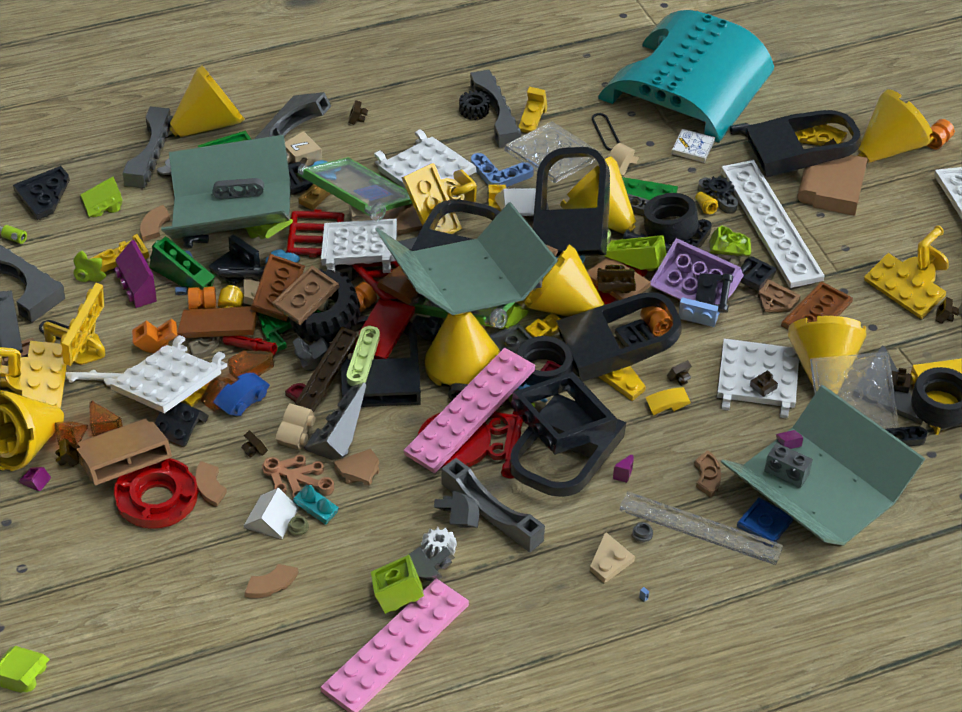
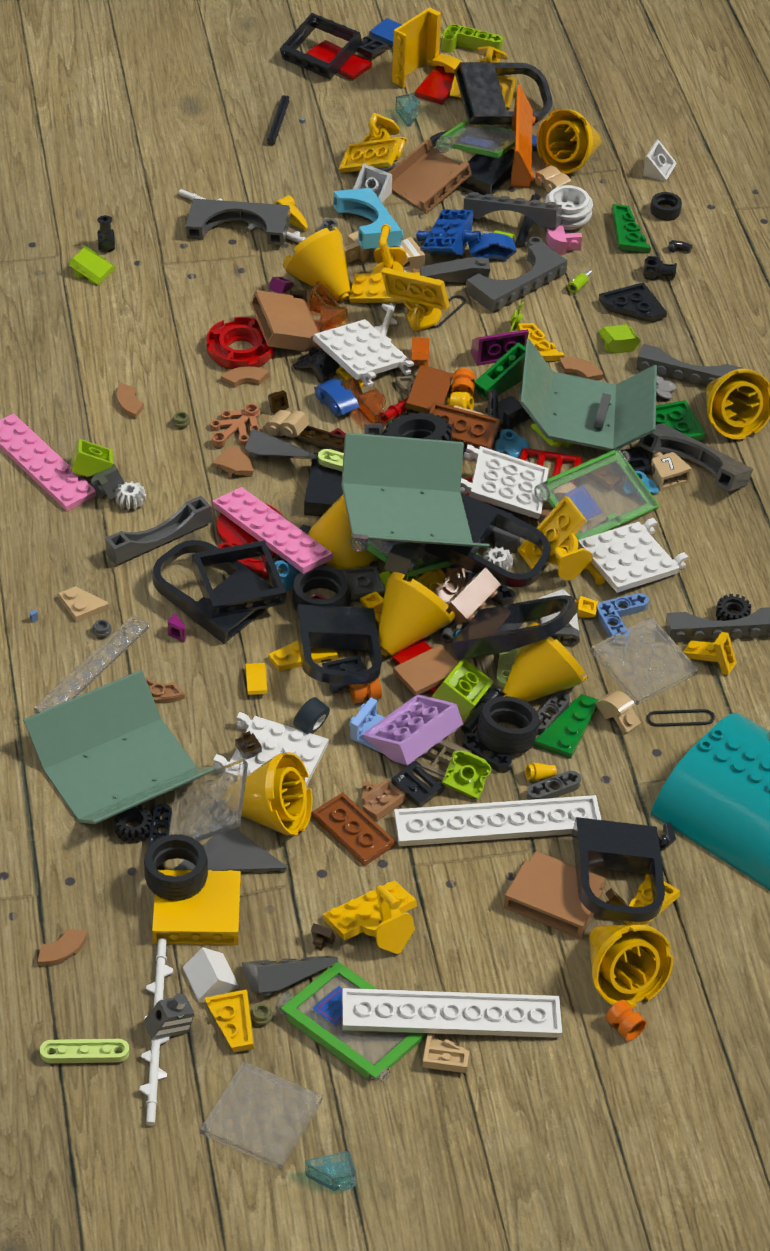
camera: 100 degrees right, 0 degrees up
(272, 514) = (197, 406): white slope -> none
(305, 295) = (418, 419): medium nougat tile -> none
(315, 504) = (200, 430): teal tile -> none
(357, 112) = (727, 517): dark brown tile -> none
(463, 509) = (158, 508): dark grey brick -> none
(616, 279) = (417, 658): dark brown slope -> none
(680, 373) = (287, 693): dark brown tile -> none
(693, 145) = (642, 785): white tile -> none
(708, 288) = (380, 727): black plate -> none
(708, 347) = (311, 715): none -> black wheel
(726, 187) = (568, 783): black gear -> none
(788, 465) = (139, 739): dark grey brick -> none
(790, 439) = (177, 754): magenta slope -> none
(901, 380) = (226, 860): dark brown tile -> none

